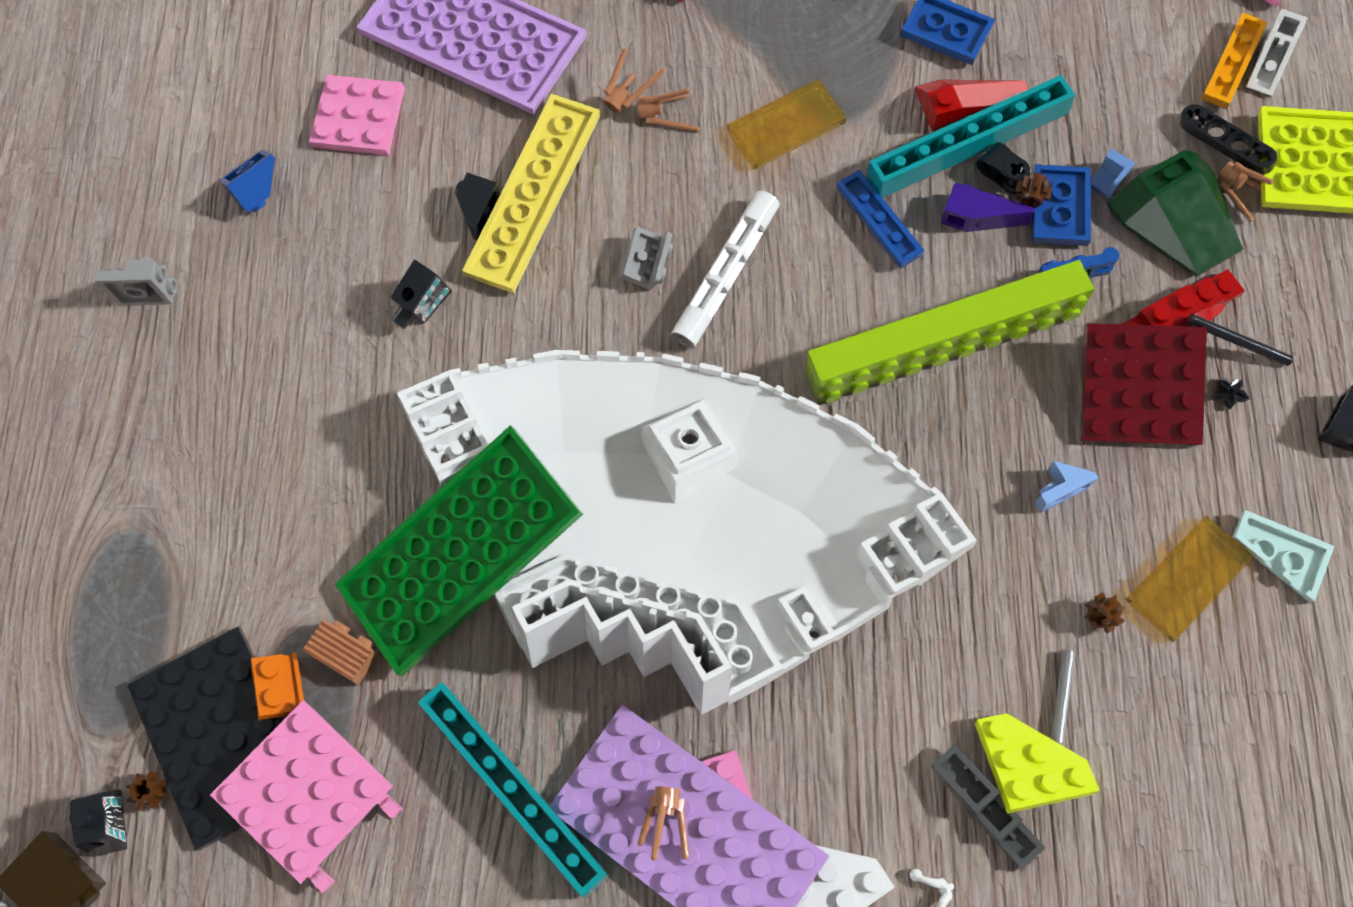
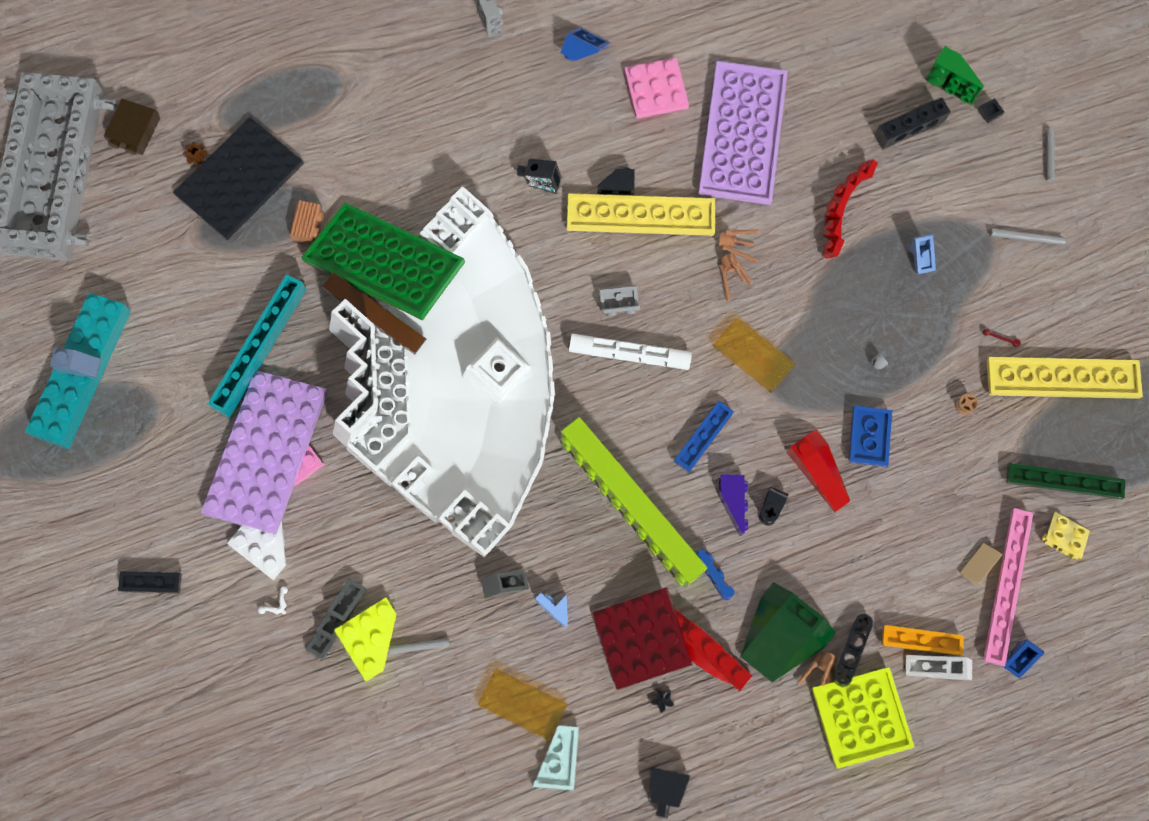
camera: 60 degrees right, 5 degrees up
(98, 823) = (170, 136): black torso -> none
(276, 685) = (275, 196): orange plate -> none
(304, 793) = (219, 236): bright pink plate -> none
(497, 612) = (375, 313): none -> reddish brown tile
(664, 804) = (273, 431): nougat plant -> none
(970, 136) = (786, 476): teal brick -> none
(1008, 544) = (504, 583): none -> dark grey slope
(1033, 190) = (757, 527): reddish brown gear -> none
(1068, 212) = (759, 551): blue plate -> none
(1104, 612) = (478, 655): reddish brown gear -> none
(1111, 174) = (795, 579): medium blue panel -> none
(1240, 340) = (698, 693): black bar -> none

